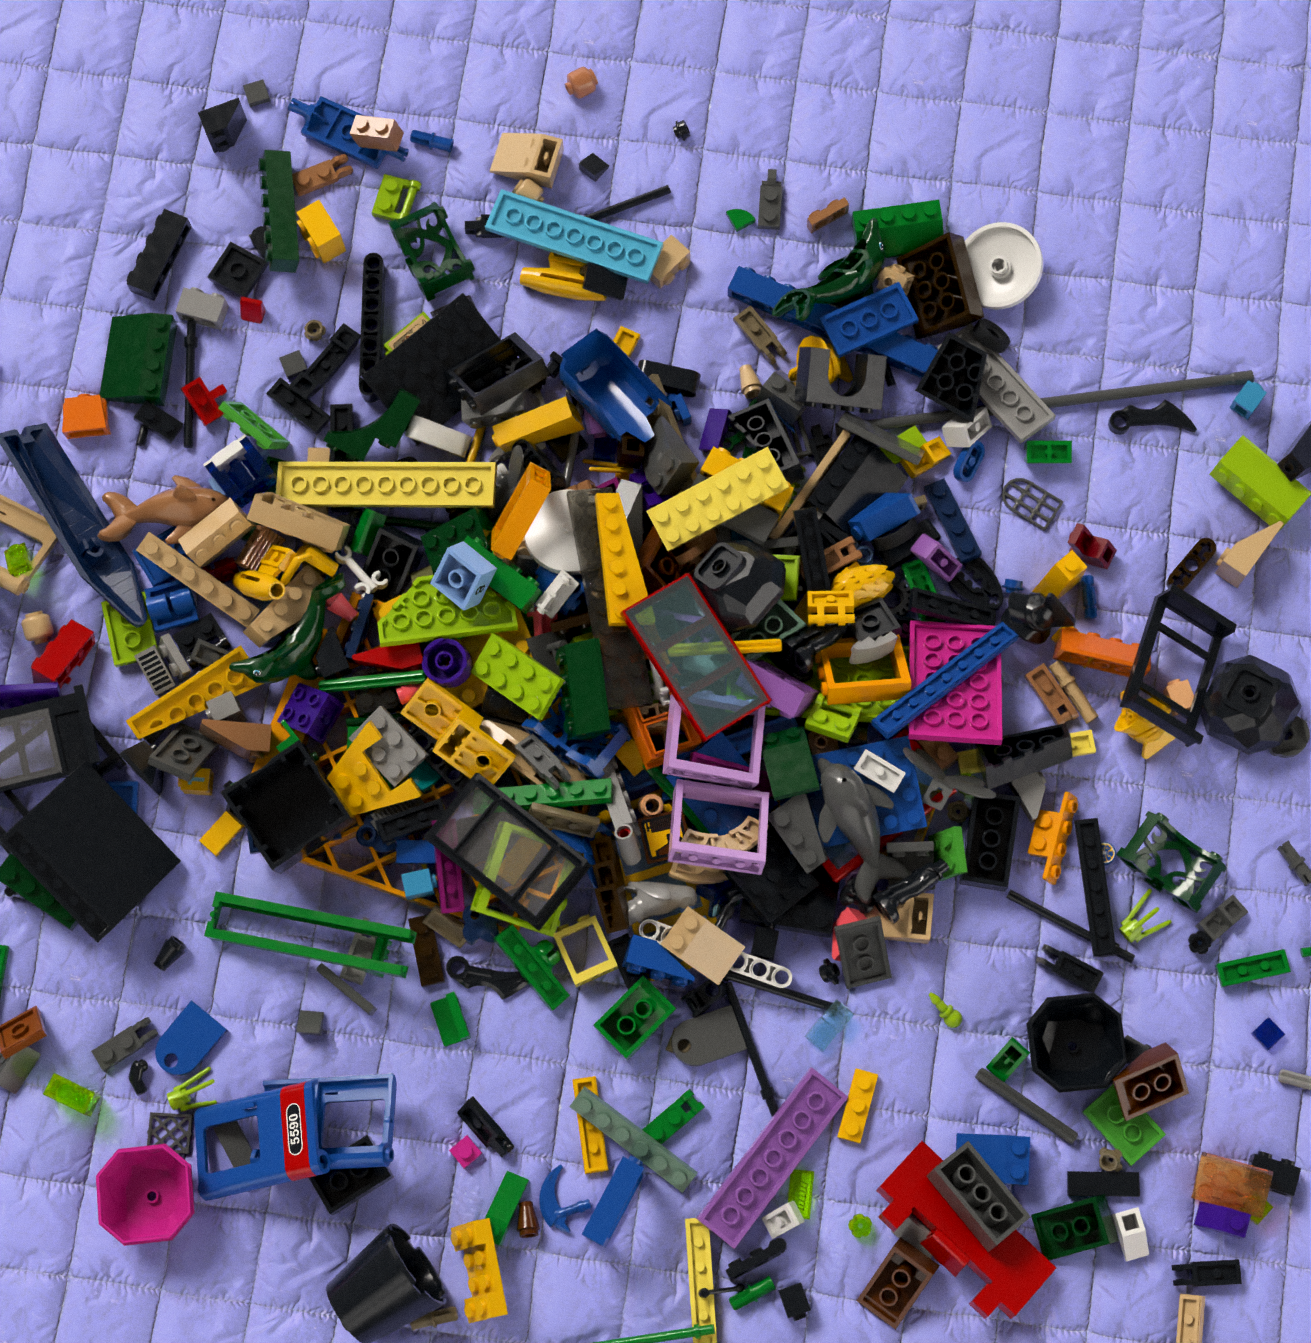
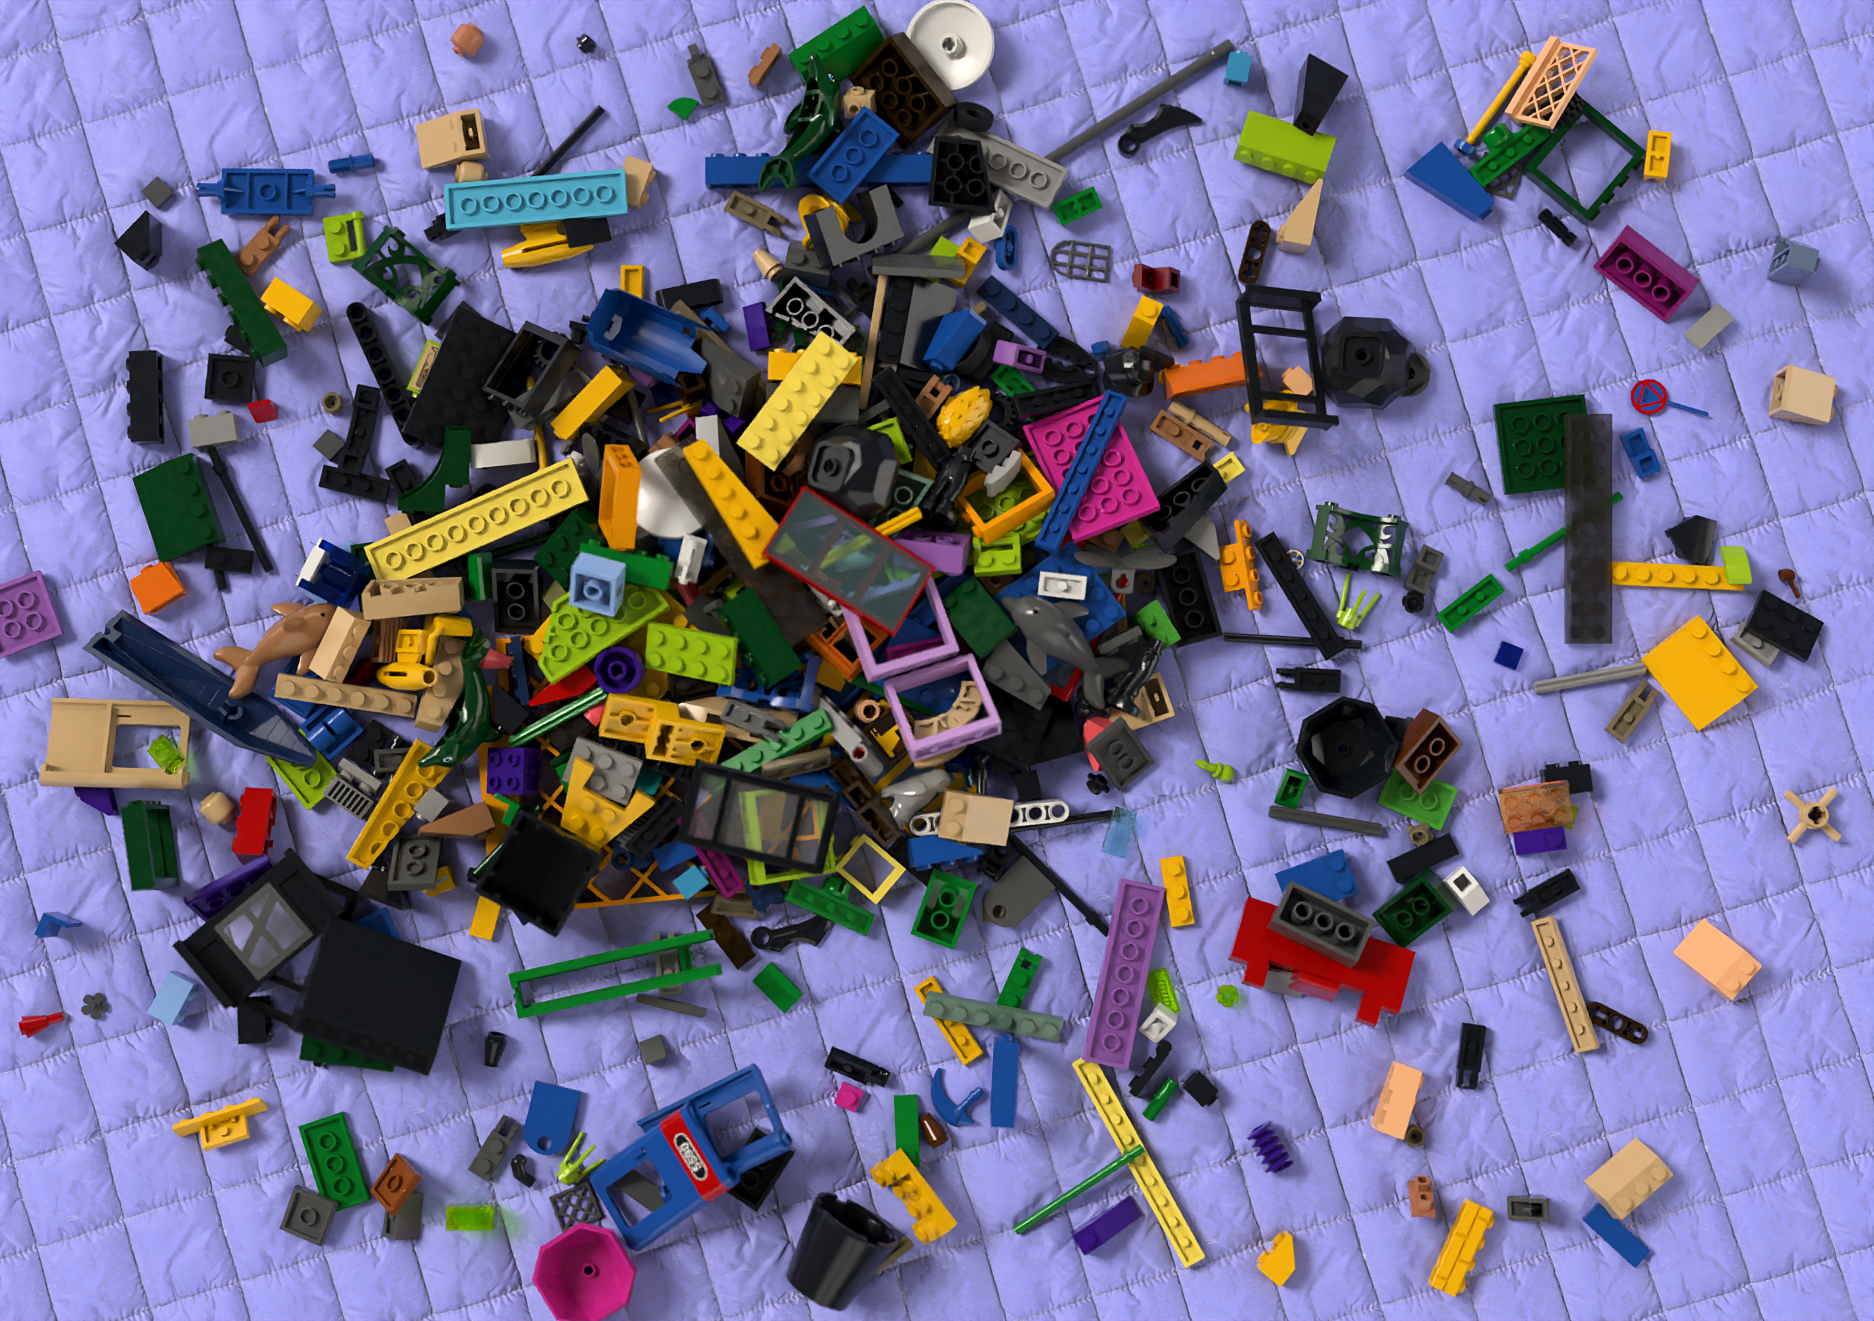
camera: 30 degrees left, 10 degrees up
(204, 401) = (262, 520): red plate -> none
(253, 425) = (323, 523): bright green plate -> none
(367, 584) = (507, 626): white bar -> none
(376, 133) = (297, 183): medium nougat brick -> none
(593, 166) = (519, 118): black slope -> none
(703, 1293) = (1119, 1120): black hinge -> none
(831, 602) = (945, 448): yellow plate -> none
(898, 1283) = (1283, 1029): reddish brown slope -> none

